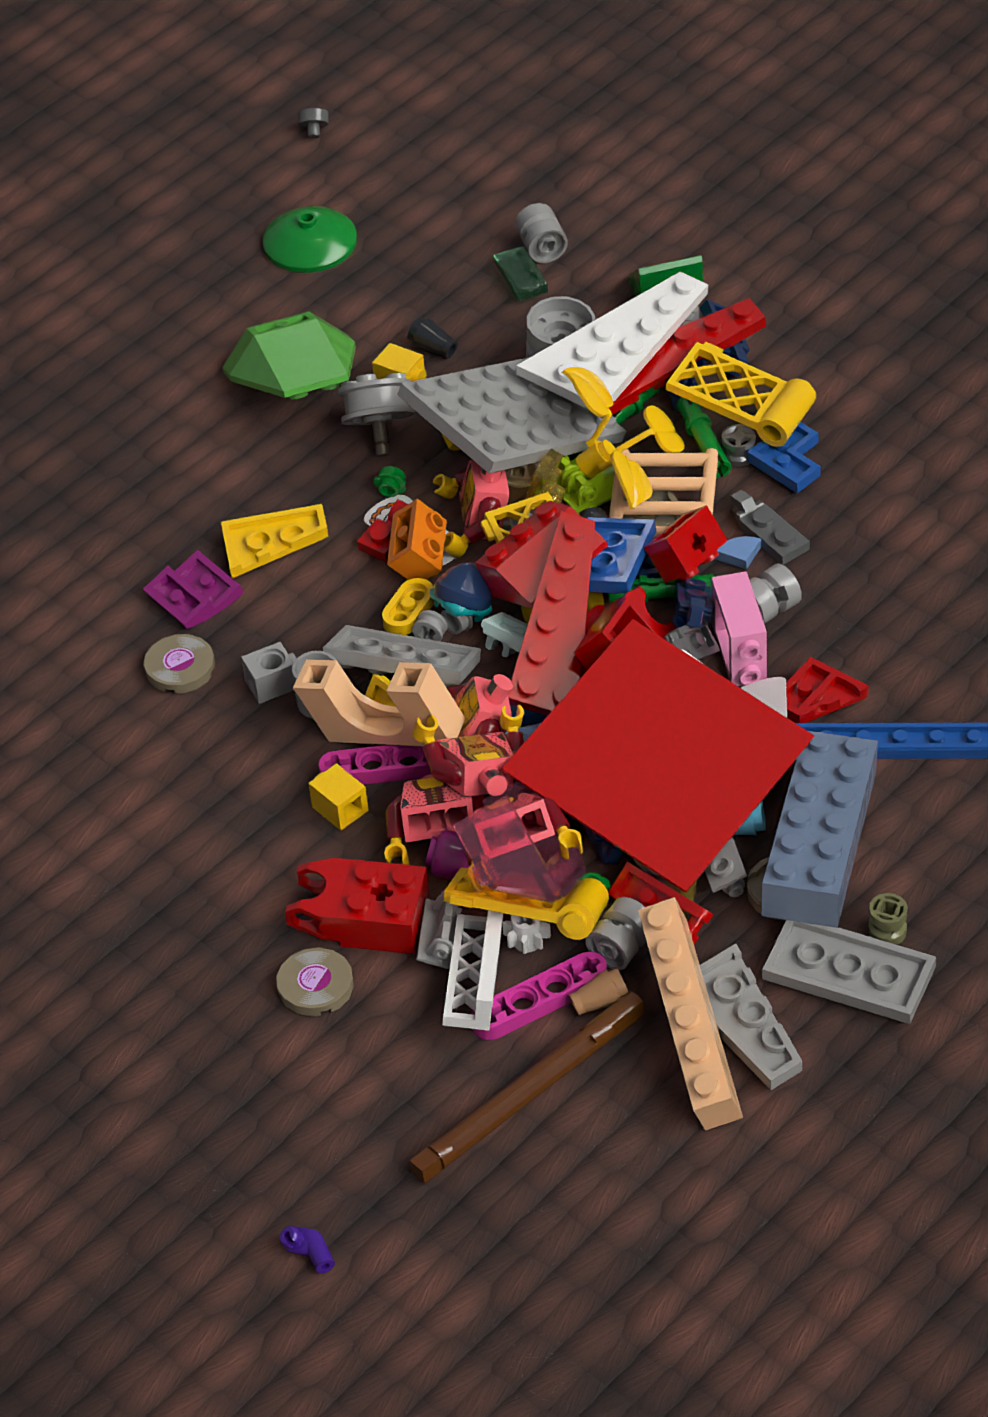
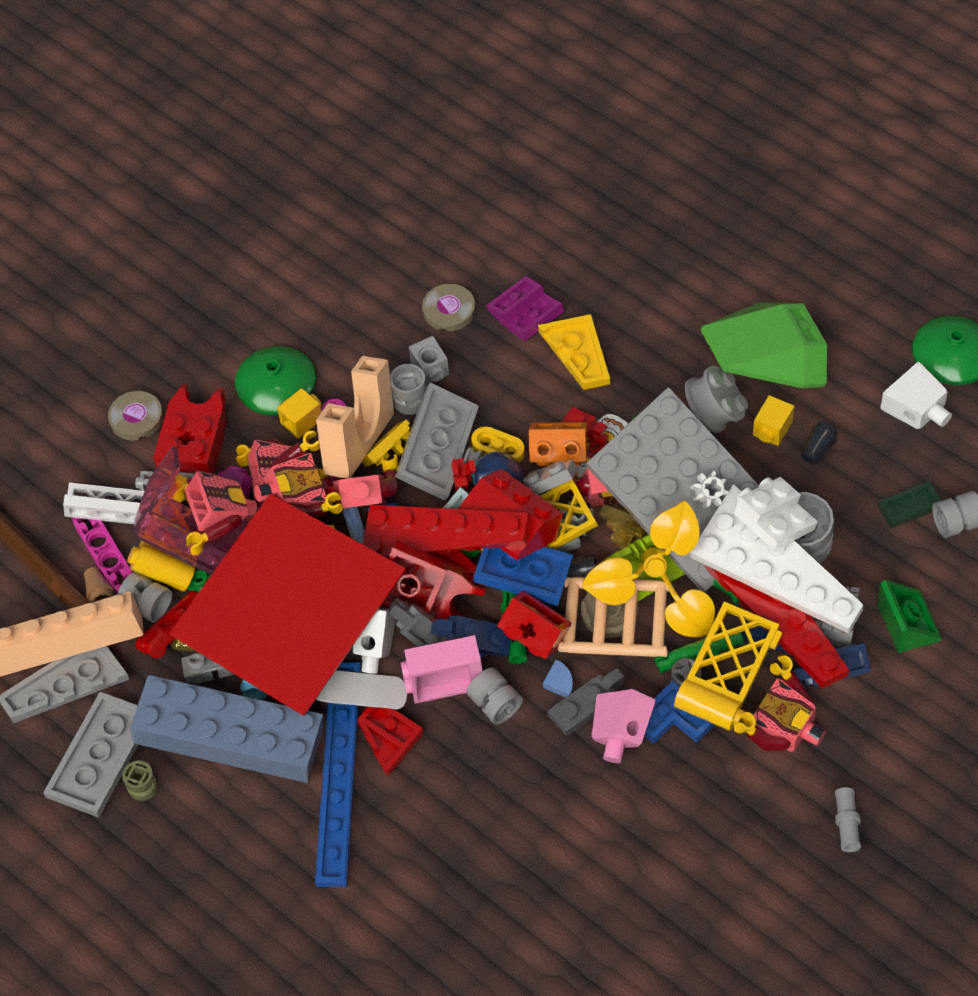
camera: 90 degrees right, 10 degrees up
(270, 837) = (267, 389): none -> green dish
(379, 260) = (917, 398): none -> white torso
(463, 623) = (462, 473): none -> red plate
(477, 530) = (550, 477): none -> light grey wing
(527, 378) = (715, 485): none -> white gear
(565, 327) = (774, 512): none -> white plate
(788, 360) = (783, 715): none -> torso
(806, 483) = (621, 721): none -> bright pink torso
(909, 329) = (847, 819): none -> light grey pin

